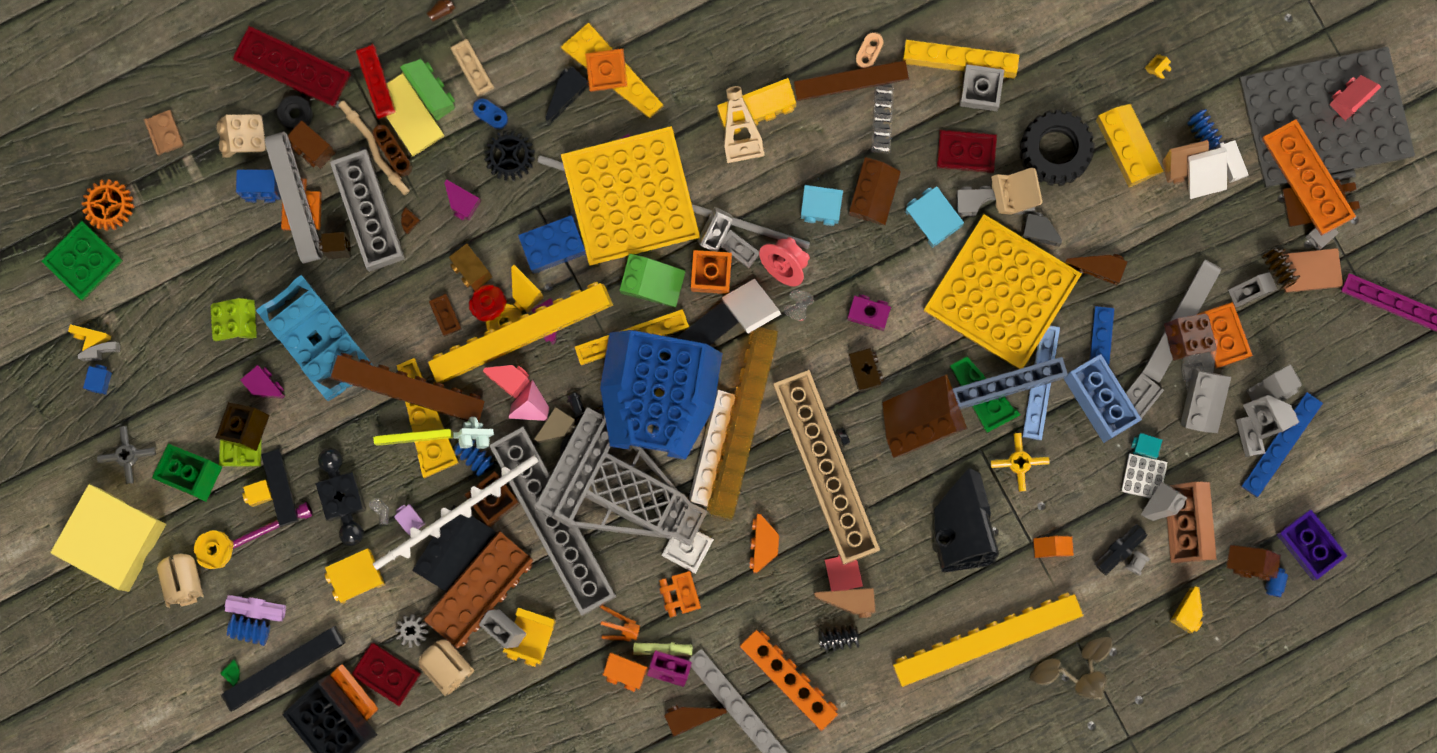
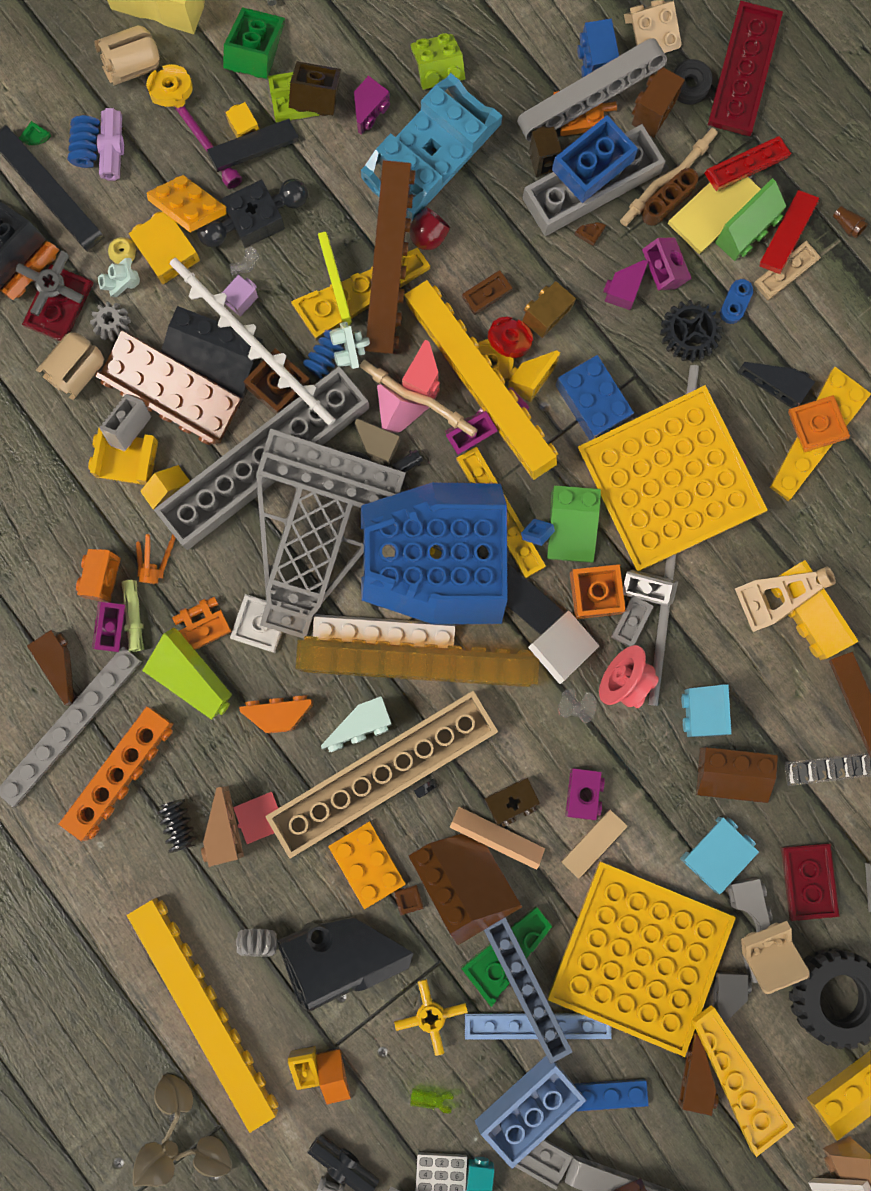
camera: 70 degrees right, 0 degrees up
(323, 549) = (186, 203): none -> light orange plate
(356, 614) = (118, 244): none -> light yellow plate
(357, 206) = (594, 159): none -> blue brick
(372, 681) = (46, 275): none -> dark grey bar
(376, 617) = (119, 278): none -> light aqua hips
(383, 352) = (428, 230): none -> dark red helmet
(440, 59) = (789, 232): none -> red tile
(450, 164) = (666, 263): none -> magenta brick
(551, 359) = (454, 419): none -> tan bar
(560, 607) = (163, 485): none -> yellow slope
(562, 349) = (462, 441): none -> magenta slope
(654, 310) = (537, 532): none -> blue plate
(720, 611) = (187, 675): none -> lime slope
(781, 474) = (363, 720): none -> light aqua slope
(891, 386) = (497, 838): none -> light nougat tile
(895, 493) = (367, 865): none -> light orange plate
(909, 312) = (594, 843): none -> tan tile
(928, 465) = (408, 899): none -> reddish brown tile
(940, 588) = (256, 942): none -> light grey gear
(1043, 567) = (304, 1068): none -> yellow slope
(1082, 475) = (430, 1100): none -> clear neon green bar
(1120, 230) = (749, 1097): none -> yellow wing

